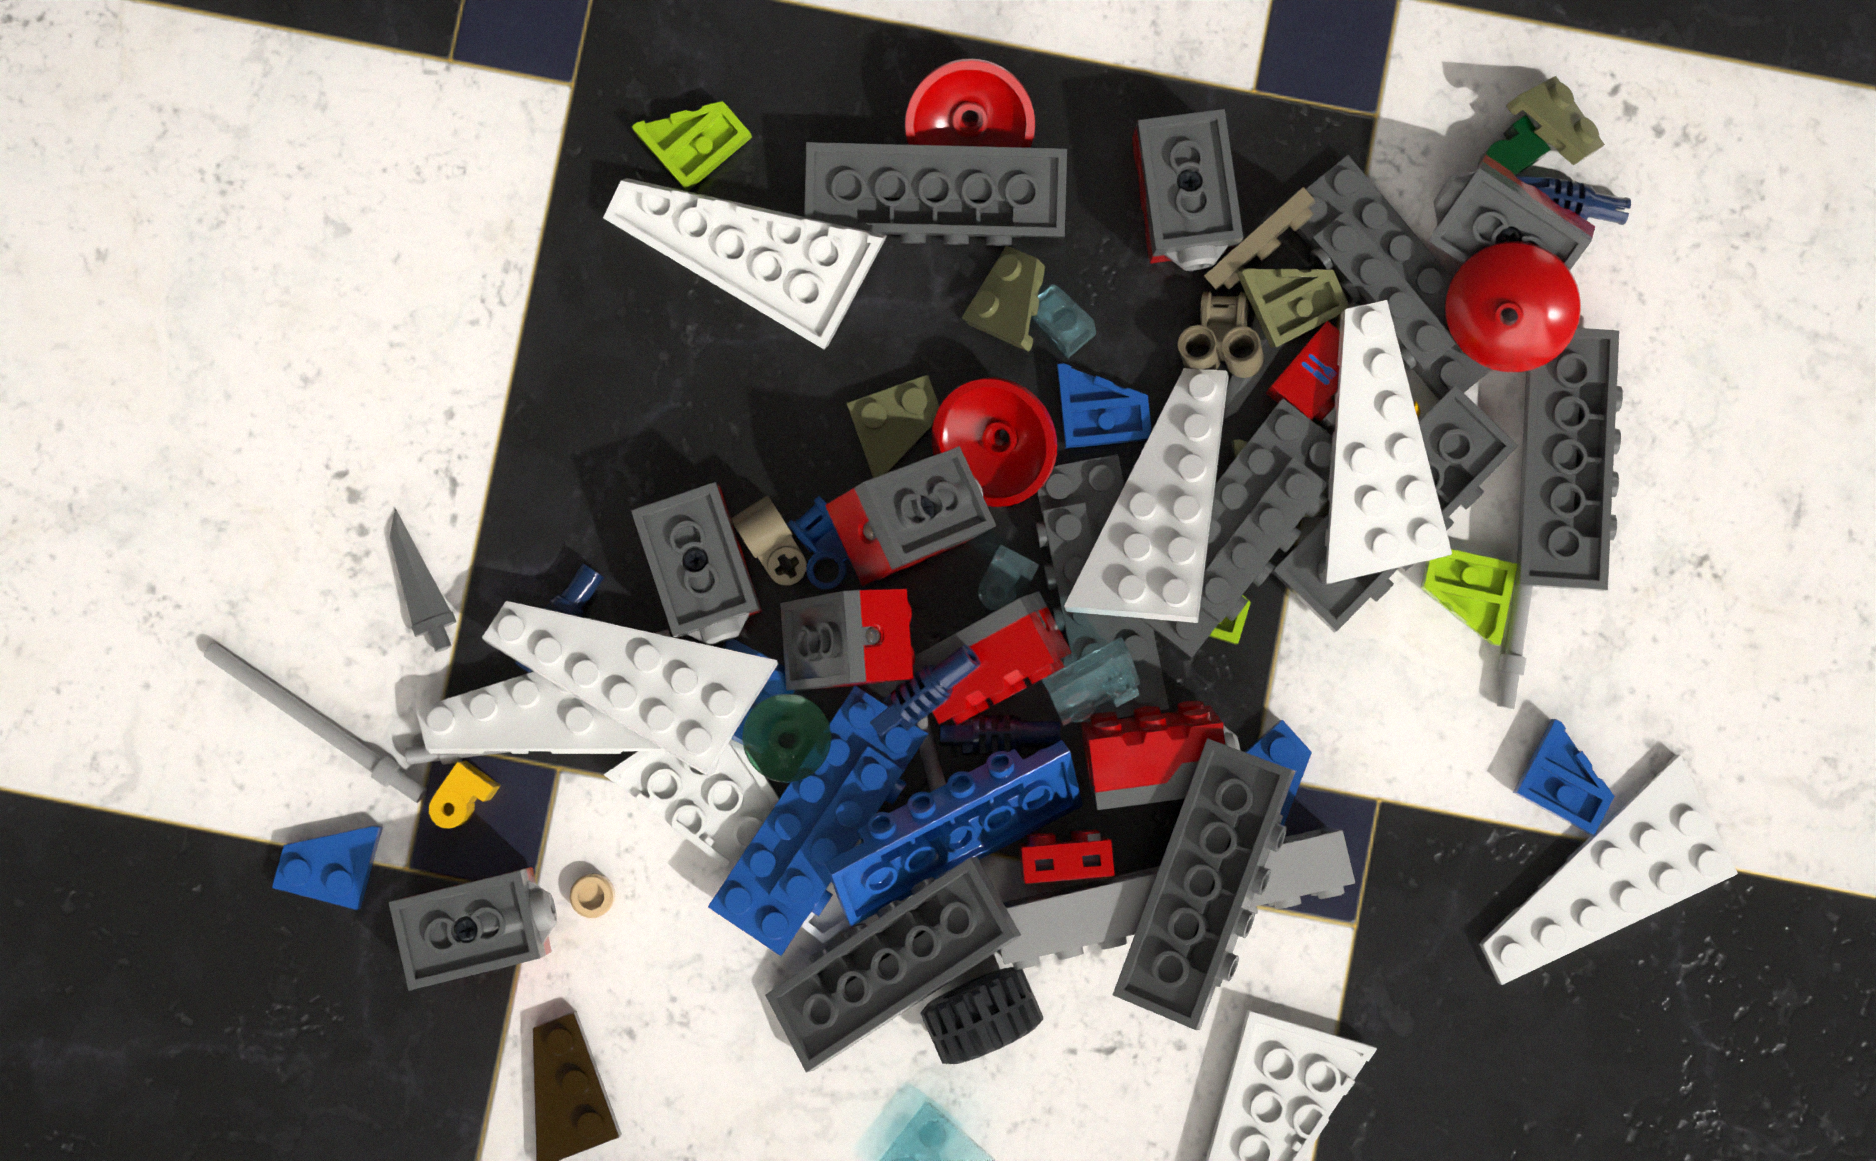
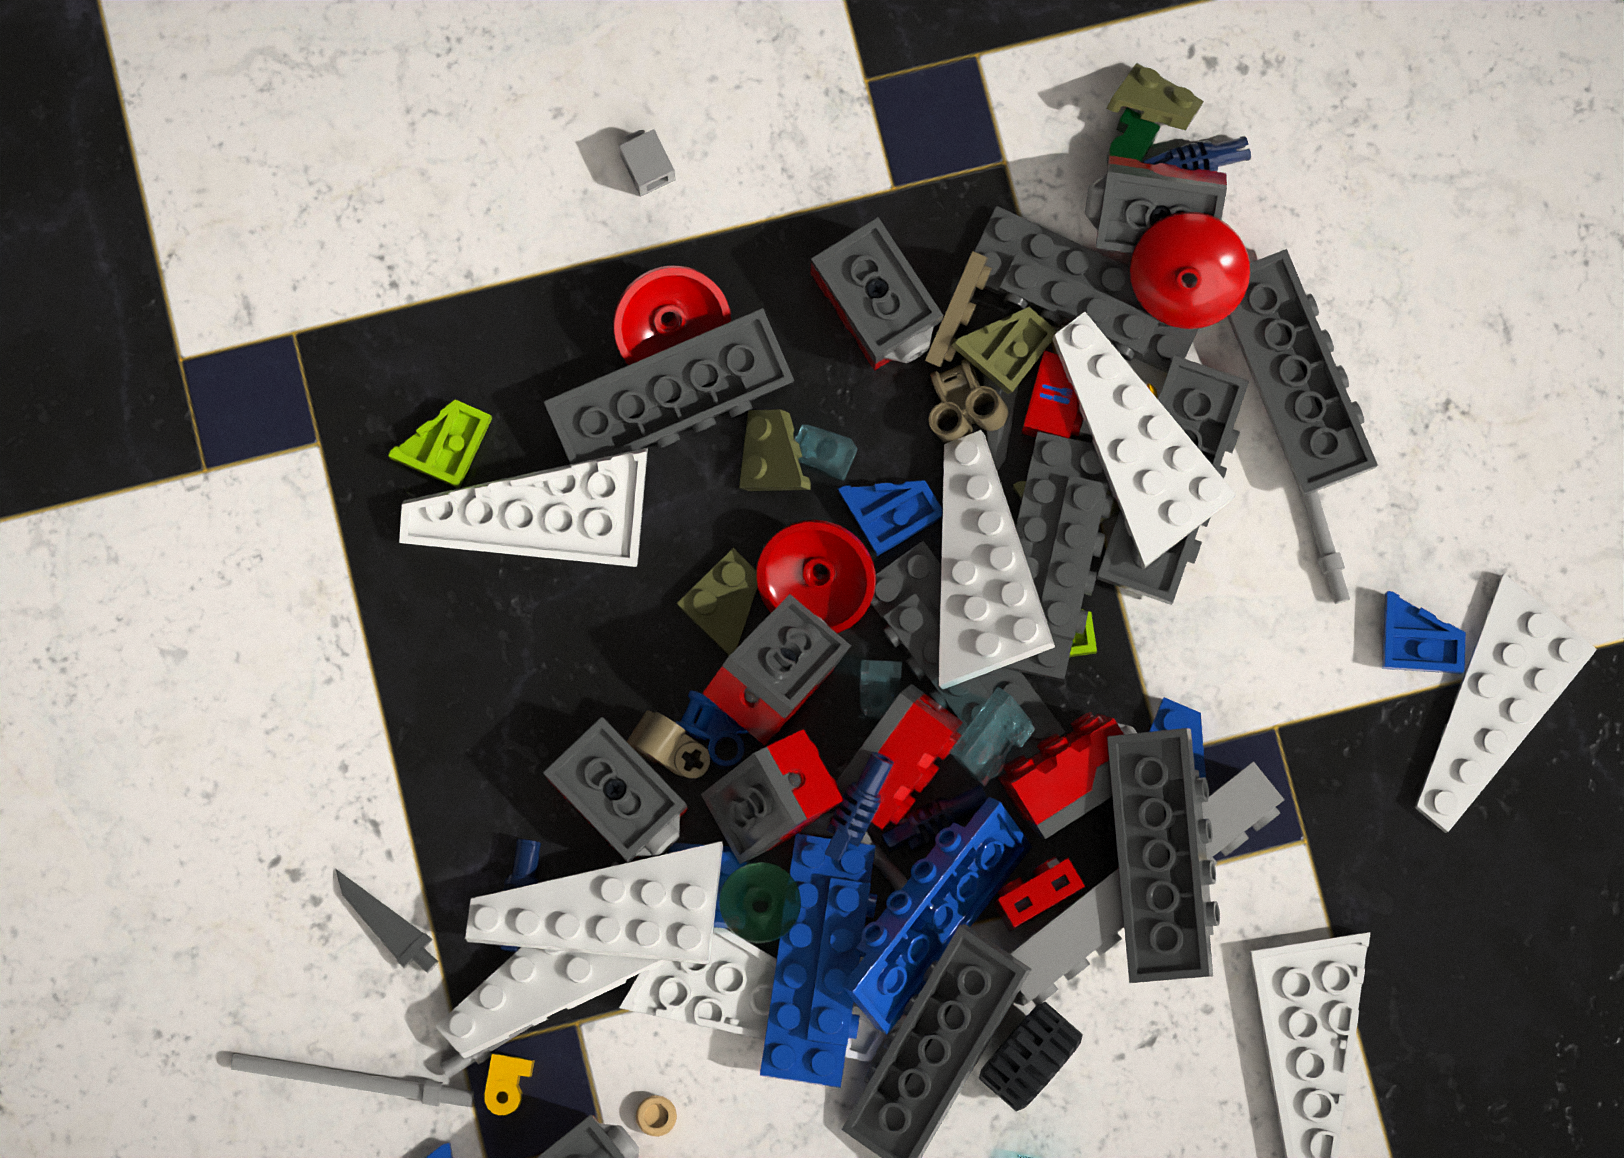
camera: 25 degrees left, 5 degrees down
(1473, 590) = (1269, 517): lime wing -> none

